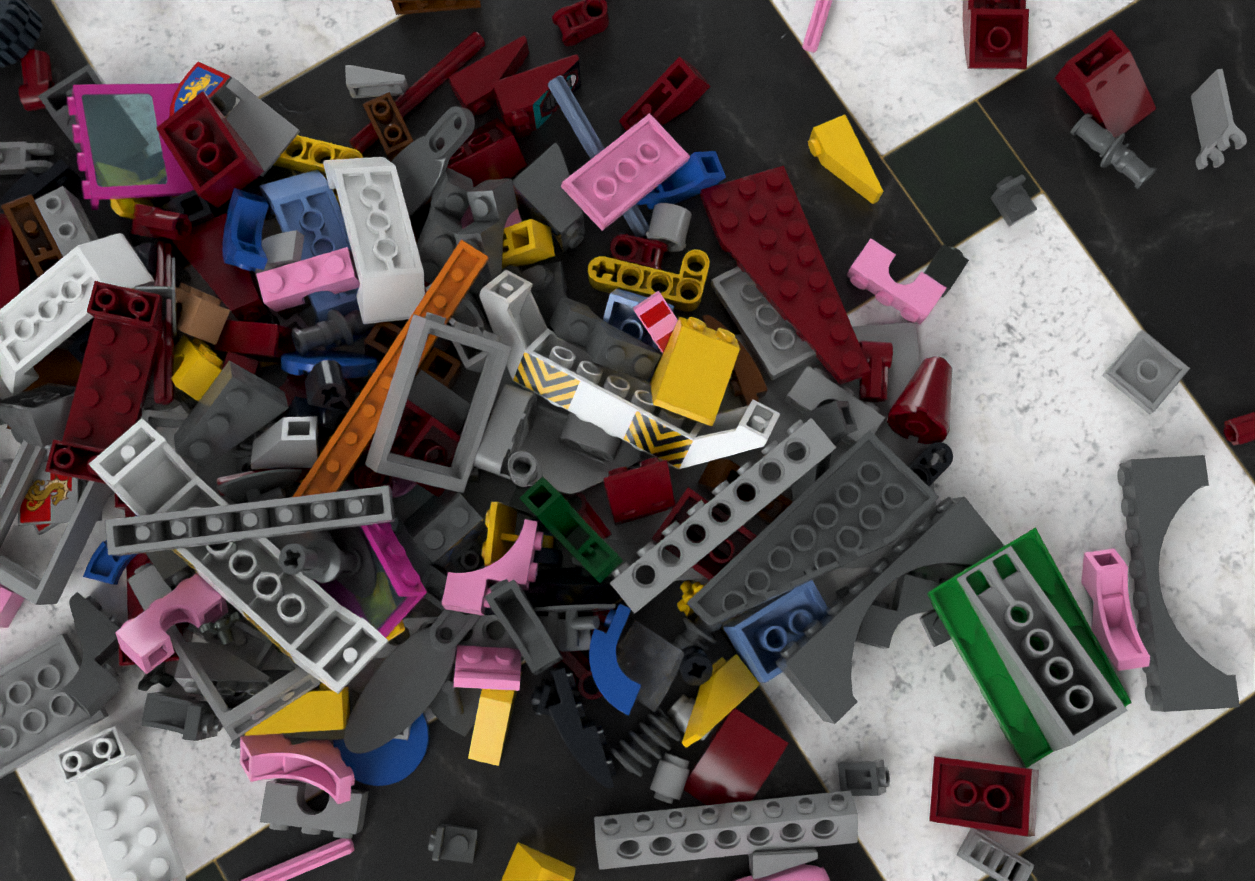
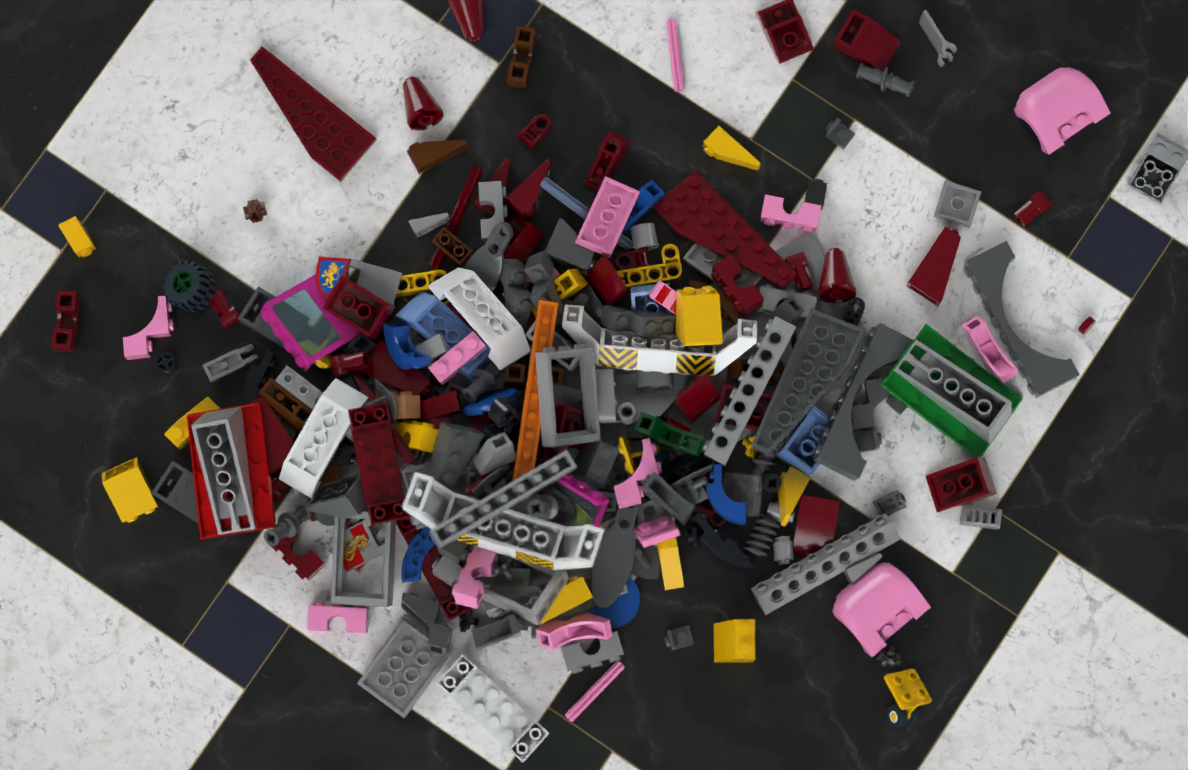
camera: 20 degrees left, 0 degrees up
(475, 72) = (492, 194): none -> light grey arch
(583, 265) = (607, 282): none -> dark red slope
(774, 374) = (744, 299): none -> dark red arch
(871, 665) = (868, 440): none -> dark grey bracket
(1074, 455) = (934, 270): none -> dark red slope

